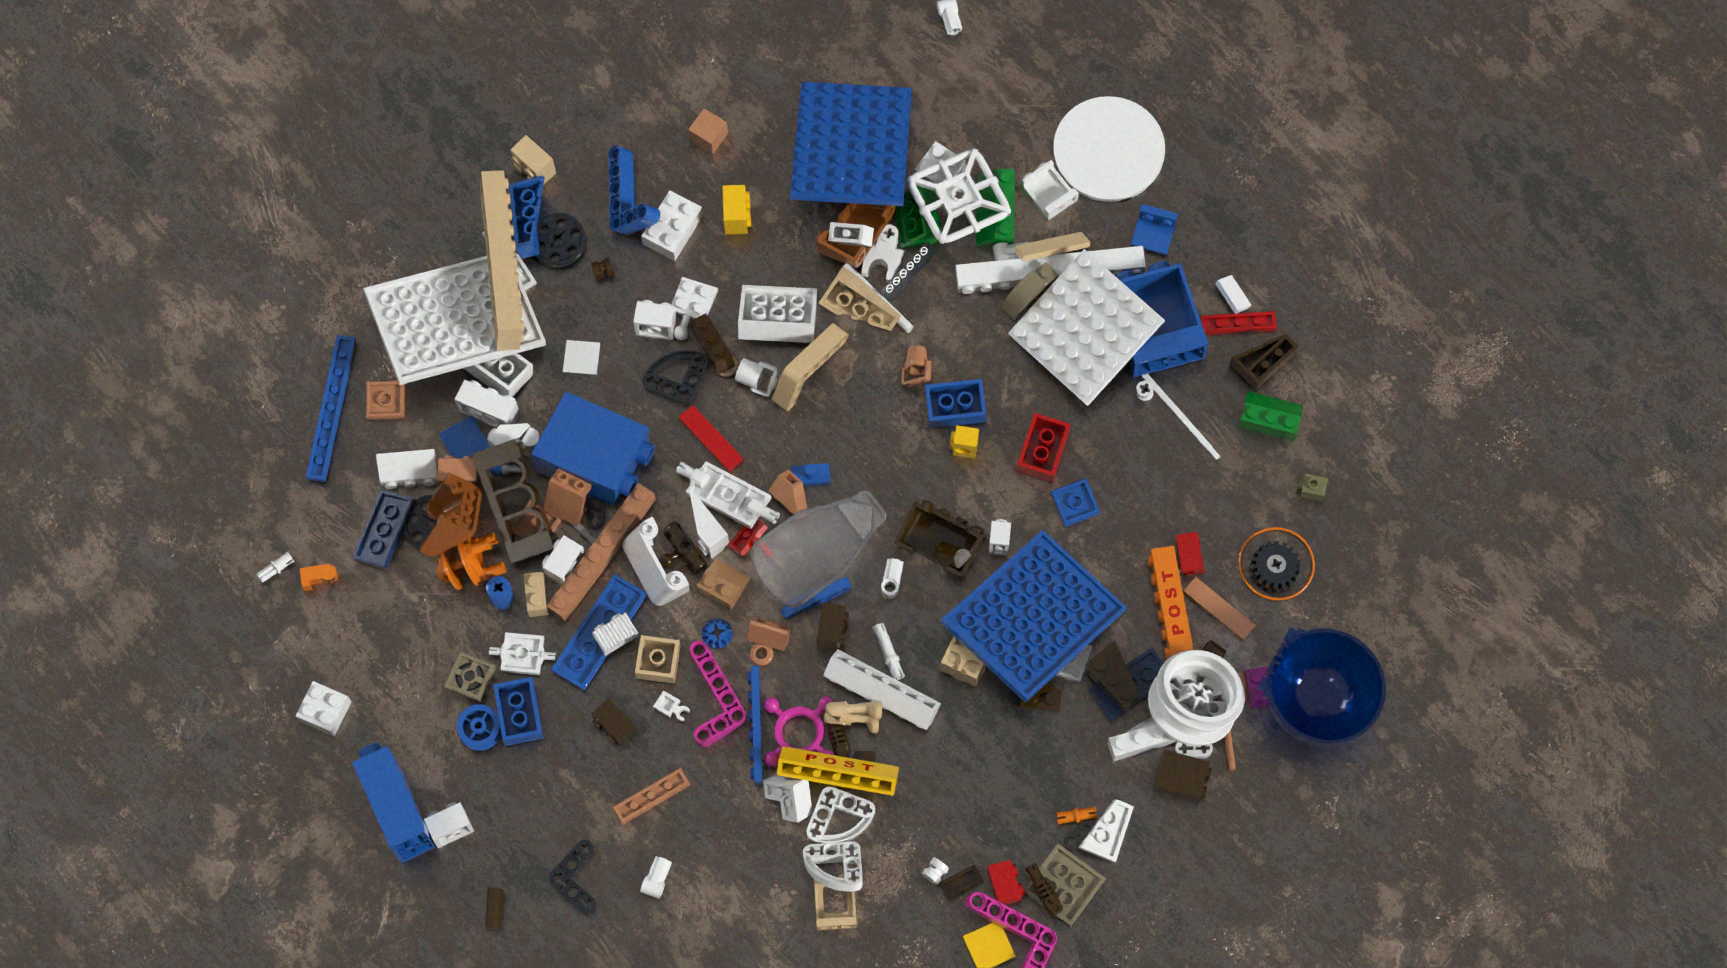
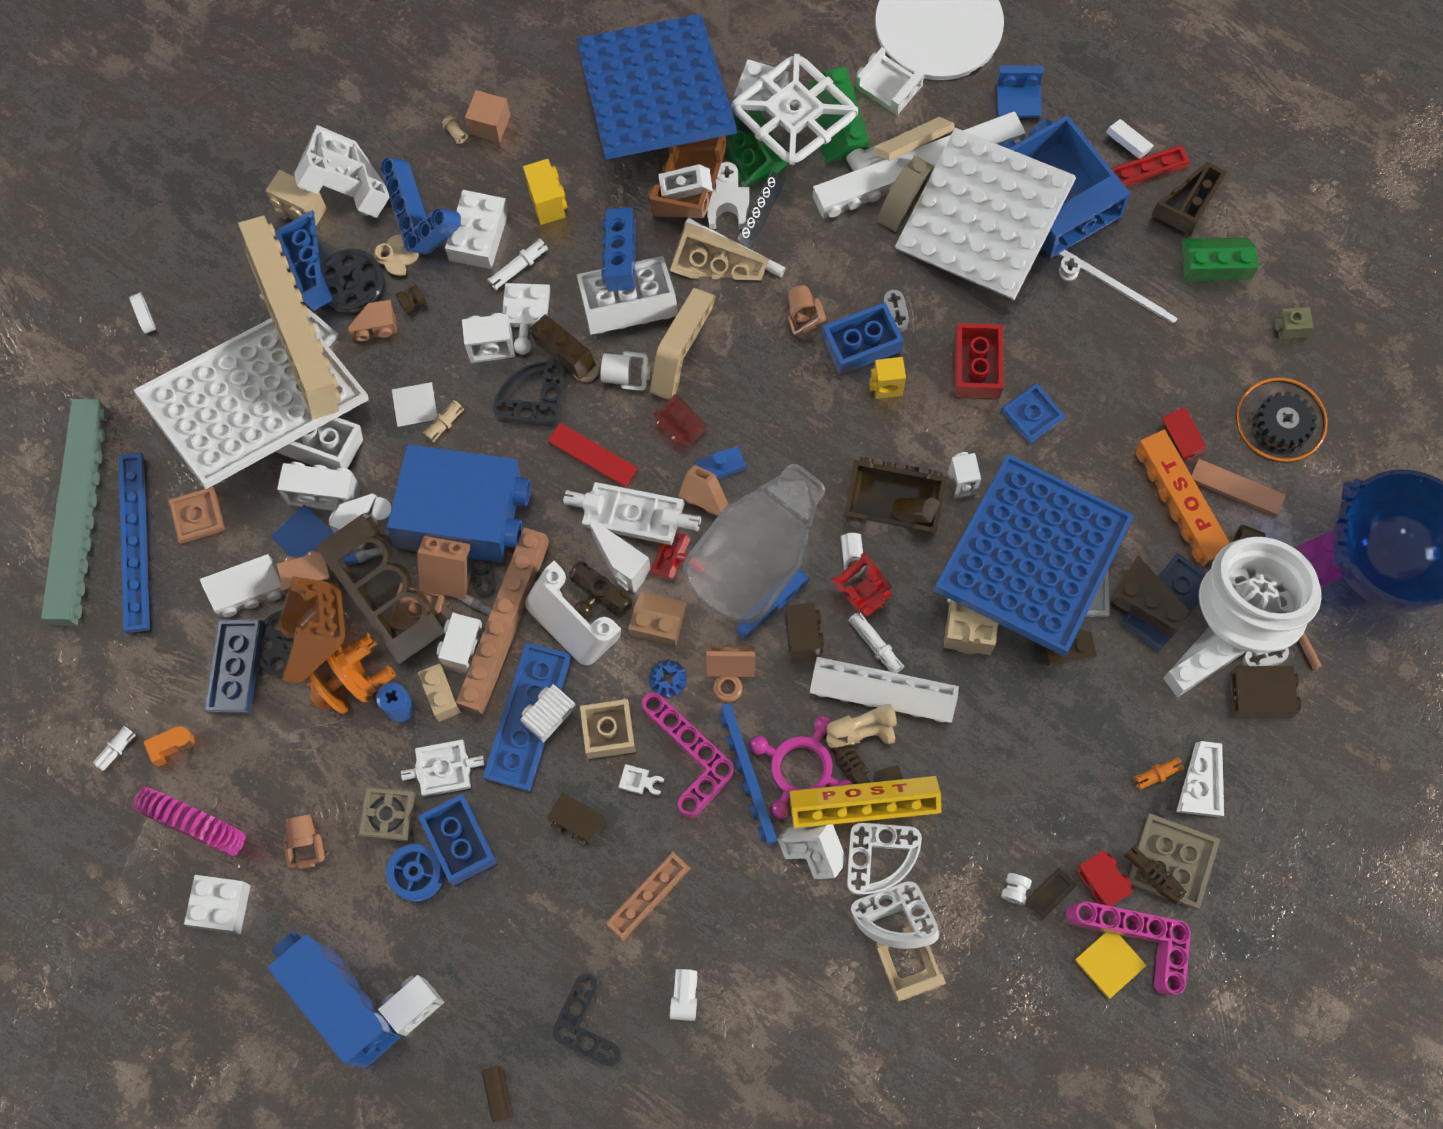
camera: 15 degrees left, 0 degrees up
(291, 370) = (74, 513): none -> sand green brick
(320, 639) = (188, 821): none -> dark pink gear
(385, 222) = (142, 313): none -> white beam
(402, 674) = (302, 833): none -> nougat piece
(569, 280) = (374, 320): none -> nougat slope
(578, 143) = (342, 166): none -> white wedge
(600, 377) = (443, 421): none -> tan pin
(602, 230) = (397, 257): none -> tan plate
(678, 133) = (451, 124): none -> tan pin
(697, 263) = (517, 264): none -> white pin
(781, 275) = (619, 249): none -> blue brick
(788, 430) = (680, 421): none -> clear red bracket
(895, 610) = (870, 592): none -> red piece
(996, 387) = (901, 308): none -> light grey beam

